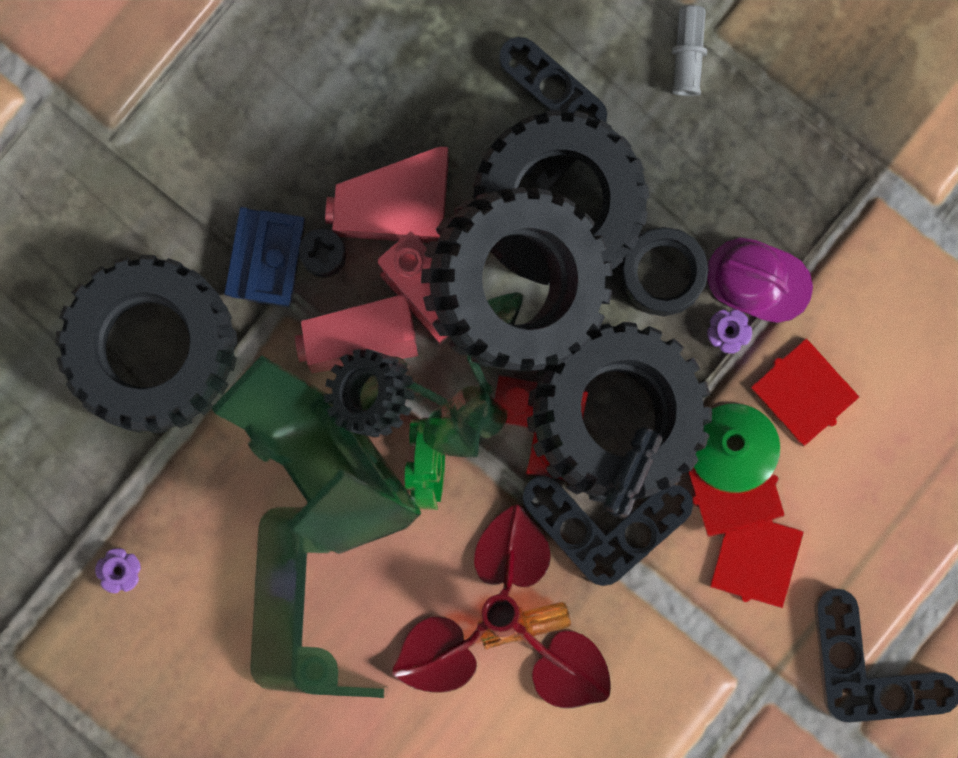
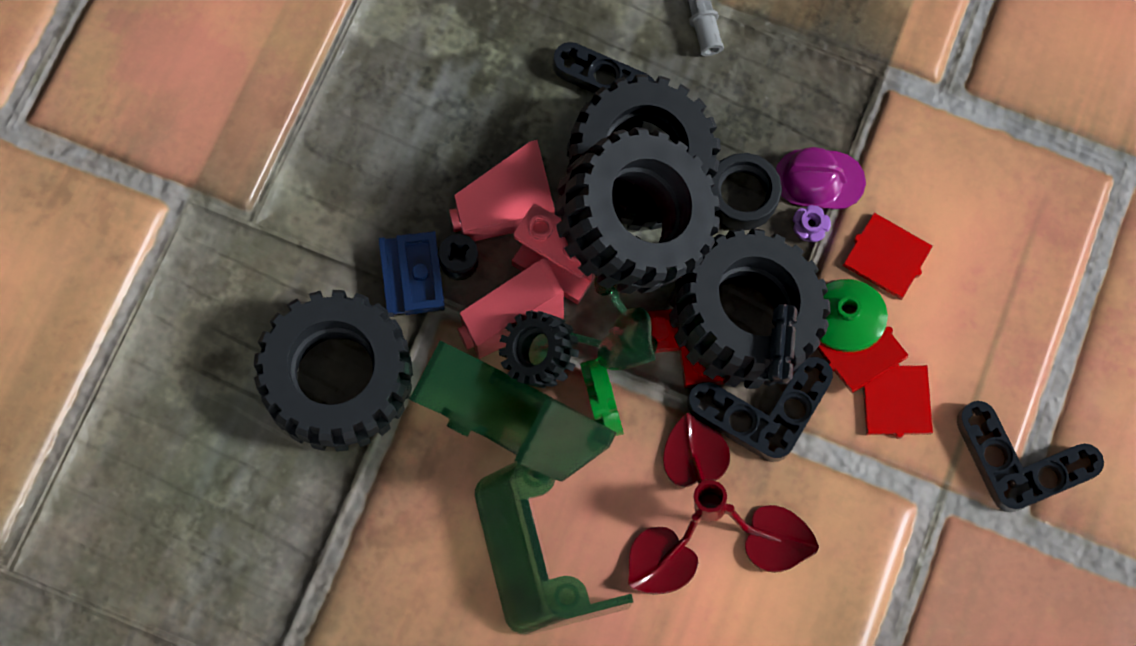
camera: 30 degrees left, 10 degrees down
(130, 570) = (372, 580): medium lavender plate -> none
(536, 621) = (743, 501): clear orange axle -> none

